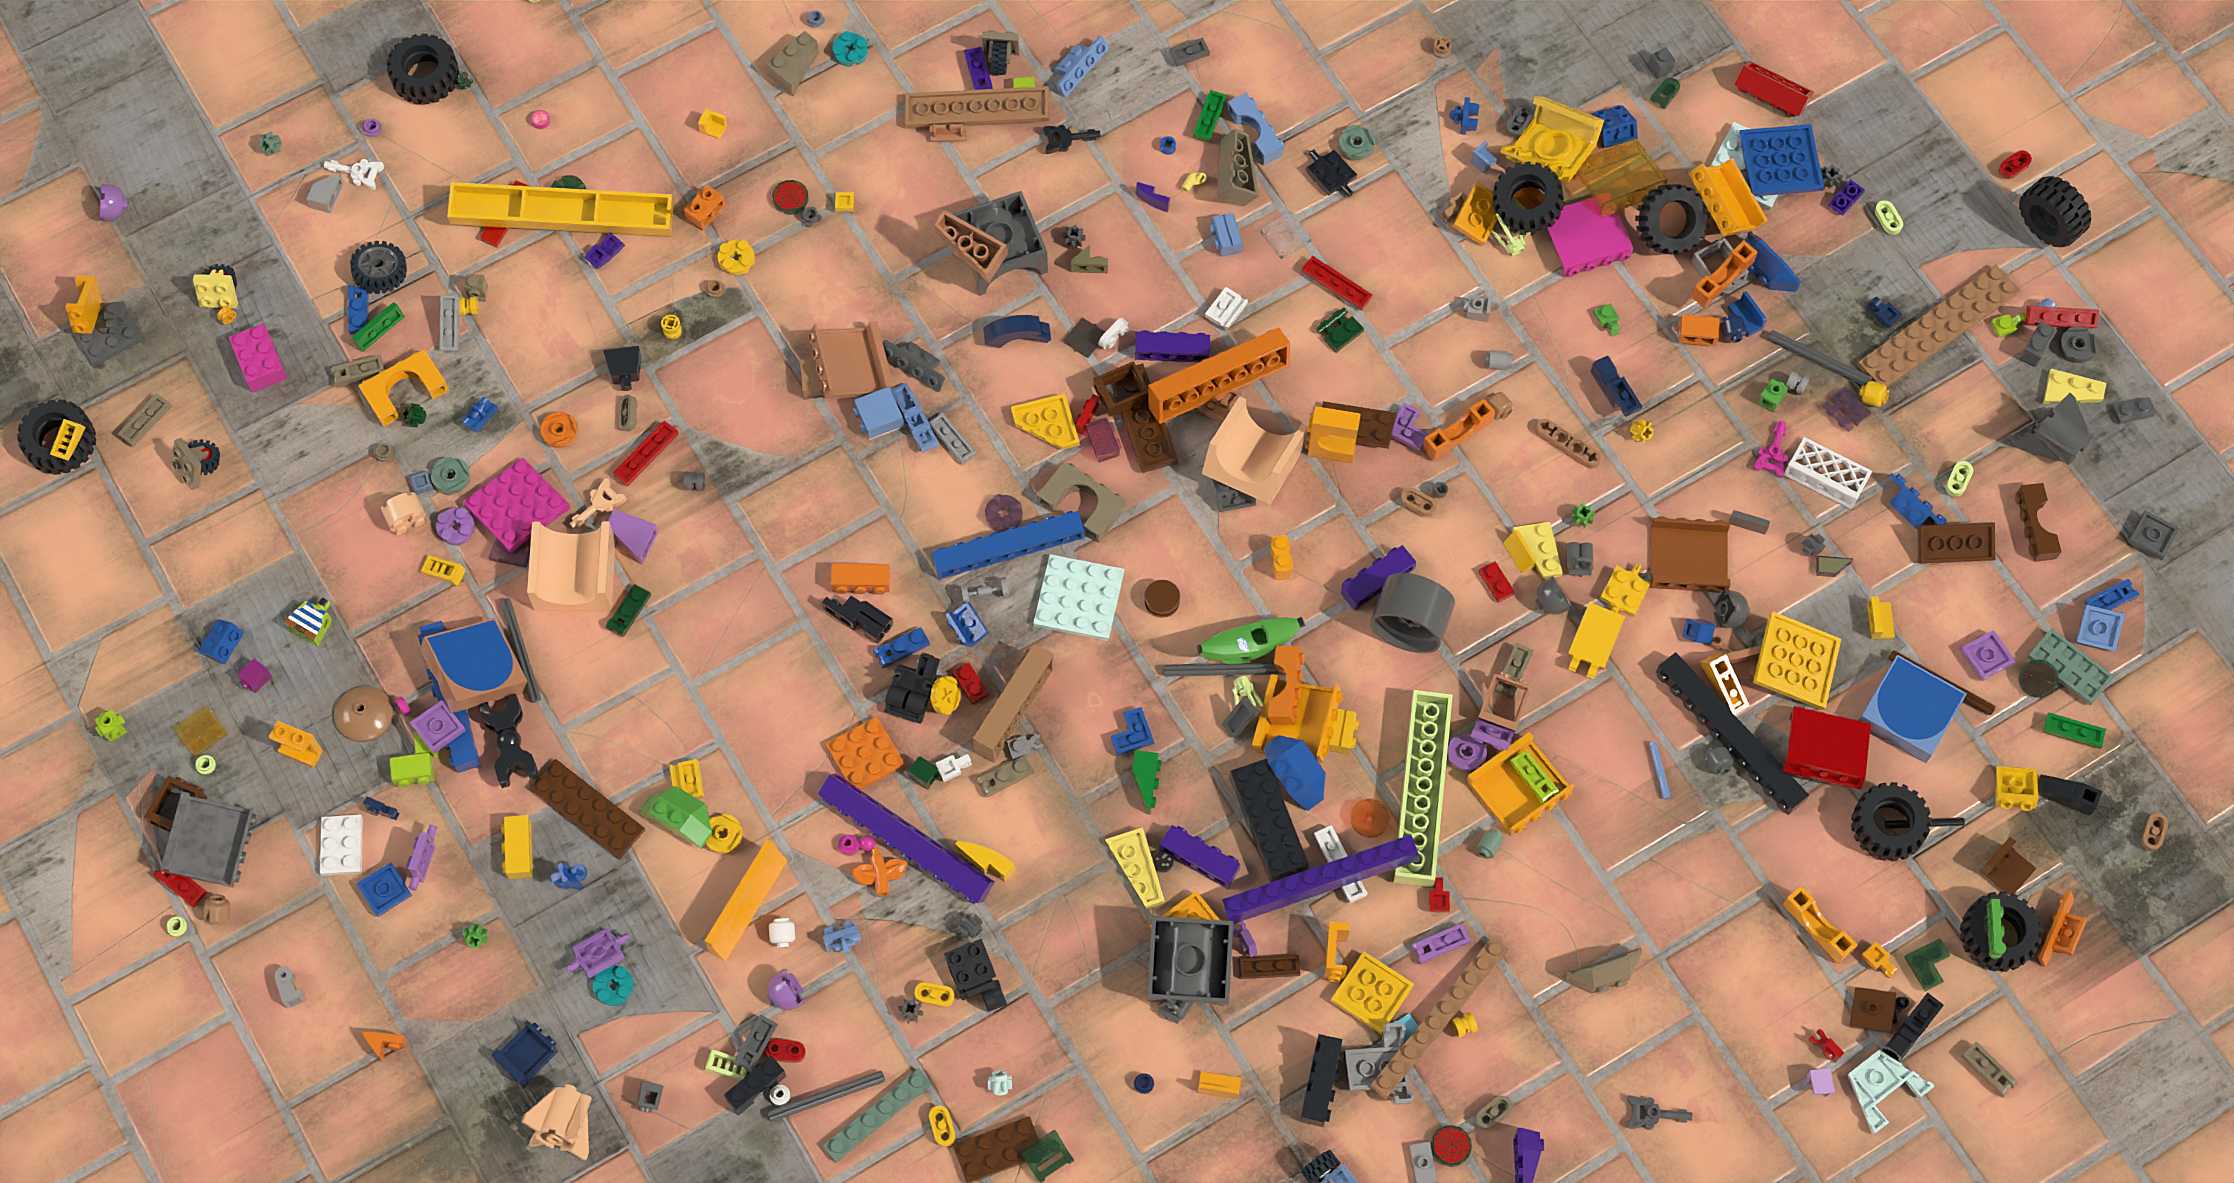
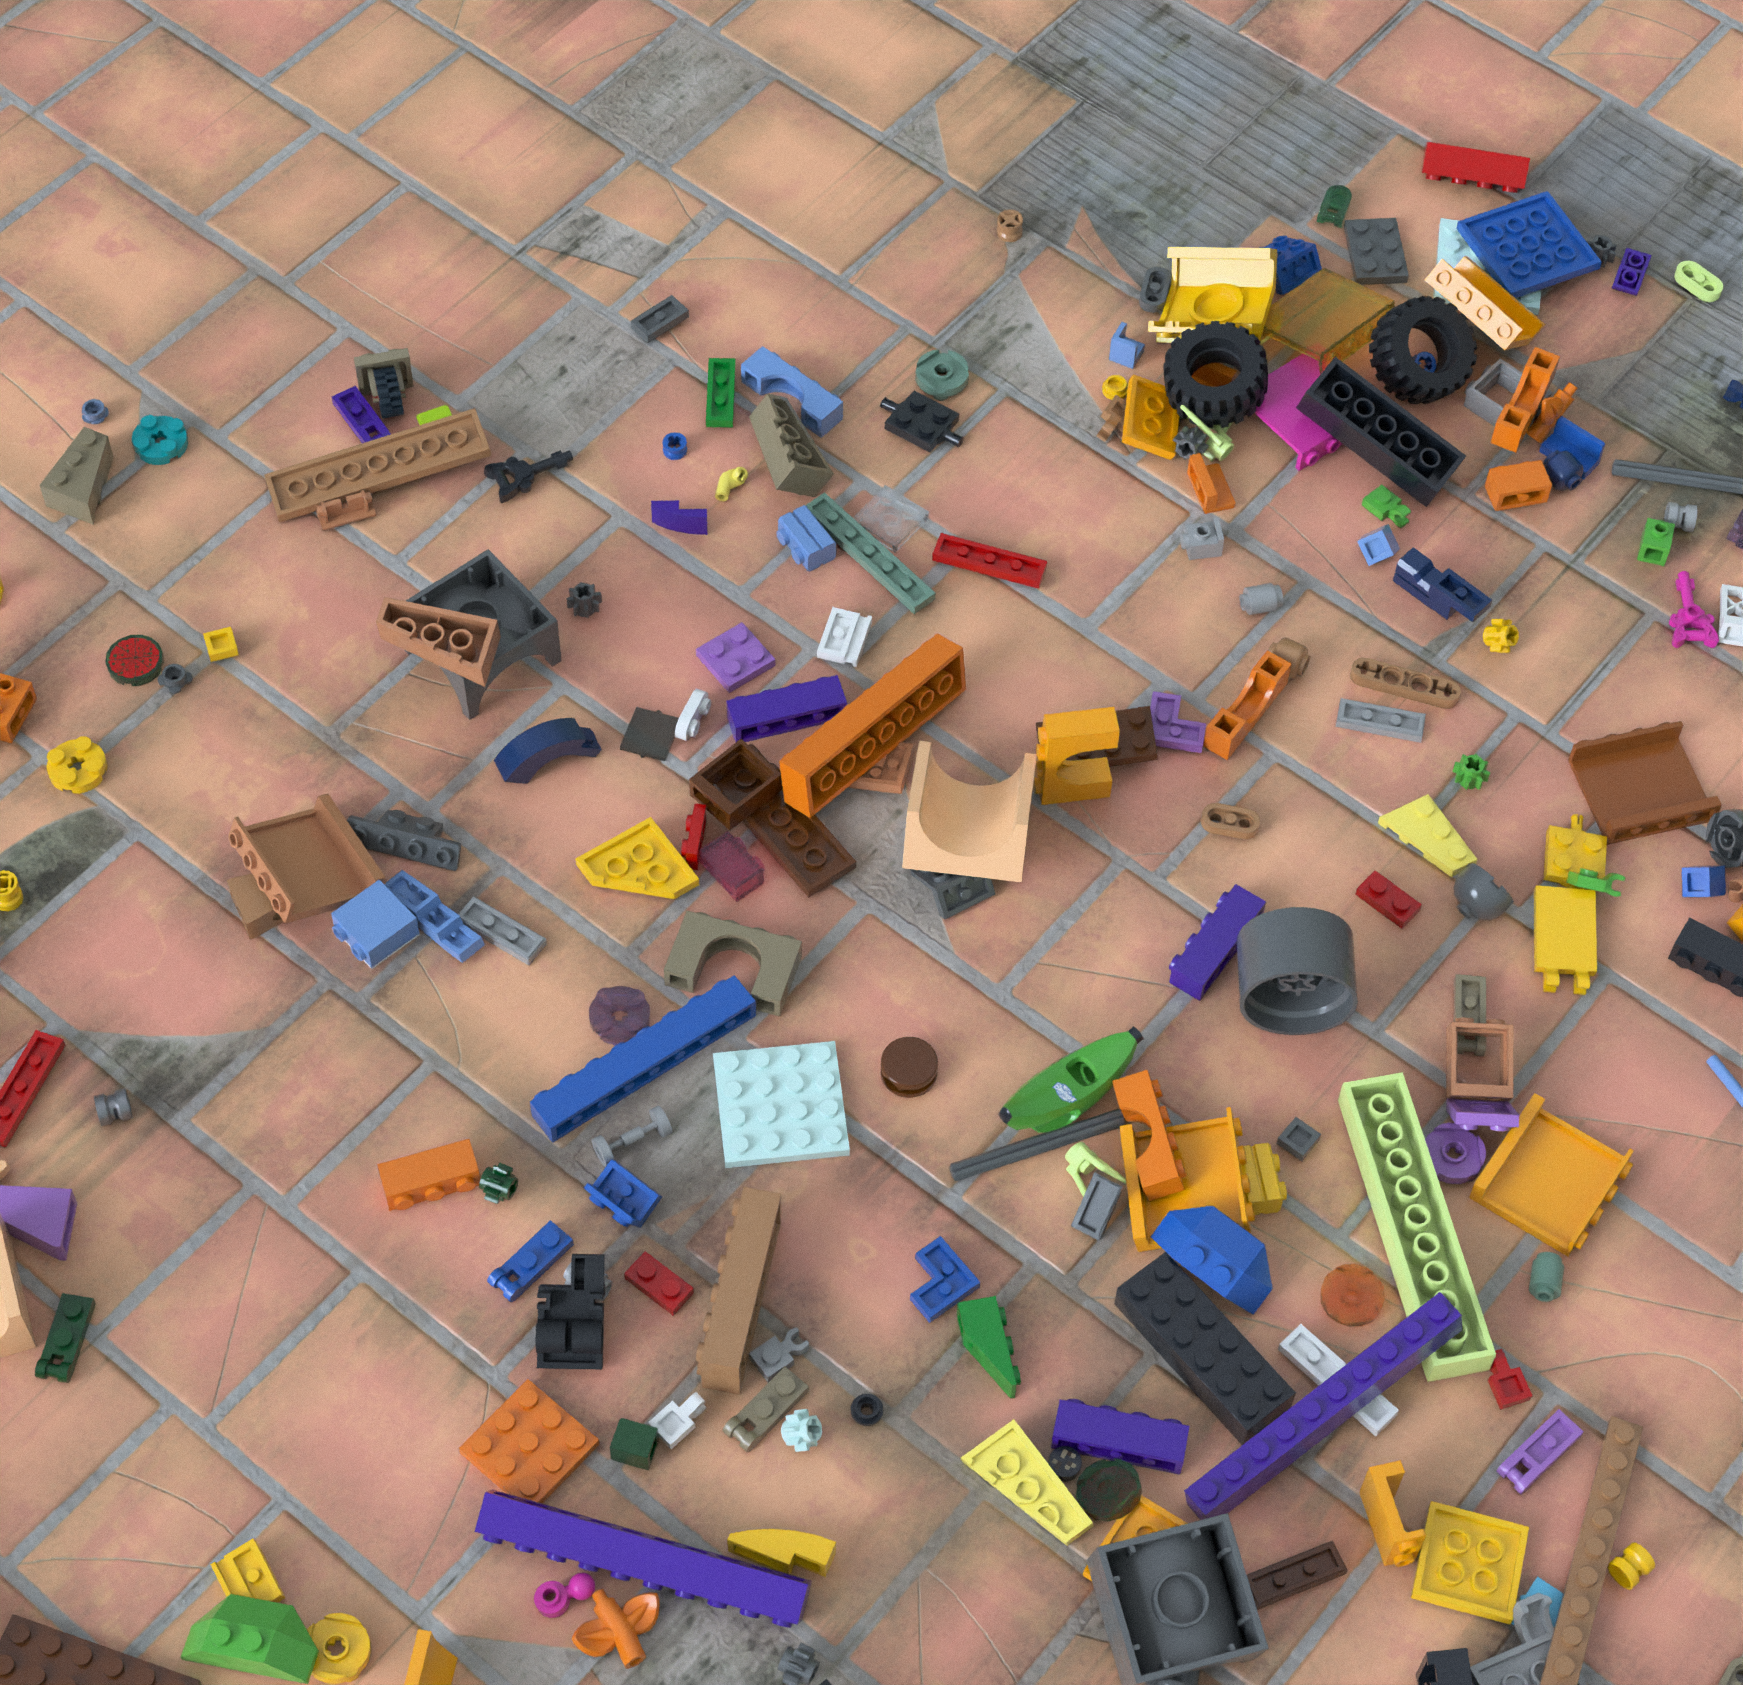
camera: 20 degrees left, 10 degrees down
(715, 284) = (58, 811): medium nougat plate -> none
(860, 614) = (445, 1230): black plate -> none
(898, 595) = (498, 1183): none -> dark green gear
(945, 695) = (627, 1311): yellow tile -> none
(1019, 795) = (801, 1430): none -> light aqua gear
(1062, 789) = (869, 1401): none -> black plate
(1079, 63) = (505, 373): medium blue bracket -> none
(1084, 264) = (617, 632): olive slope -> none
(1154, 302) = (735, 657): none -> medium lavender plate
(1181, 885) = (1108, 1489): none -> tile
(1247, 942) = (1250, 1546): medium lavender plate -> none
(1263, 256) = (871, 554): none -> sand green plate
(1281, 557) = (1064, 955): light orange brick -> none
(1344, 333) = (1026, 626): dark green plate -> none
(1377, 714) = (1298, 1138): none -> dark grey plate
(1442, 490) = (1254, 795): dark grey hinge -> none
(1465, 184) = (1114, 386): none -> yellow plate
(1467, 124) = (1075, 301): blue hips -> none
(1496, 239) = (1190, 442): none -> dark grey gear
(1500, 271) = (1209, 485): none -> orange panel
(1520, 552) = (1404, 847): yellow slope -> none
(1534, 776) = (1570, 1157): lime plate -> none
(1542, 463) = (1380, 720): none -> light grey tile
(1579, 558) = (1493, 832): dark grey piece -> none
(1590, 344) = (1378, 545): none -> medium blue panel
(1620, 269) = (1380, 431): none -> black brick
(1623, 609) = (1588, 879): none -> bright green plate
(1661, 63) = (1313, 170): dark grey brick -> none
(1676, 229) = (1428, 358): none -> blue bush
(1680, 133) = (1376, 251): none -> dark grey plate
(1741, 285) = (1551, 410): none -> orange plant
(1749, 522) = (1704, 715): dark grey tile -> none
(1770, 267) = (1595, 381): blue wedge -> none

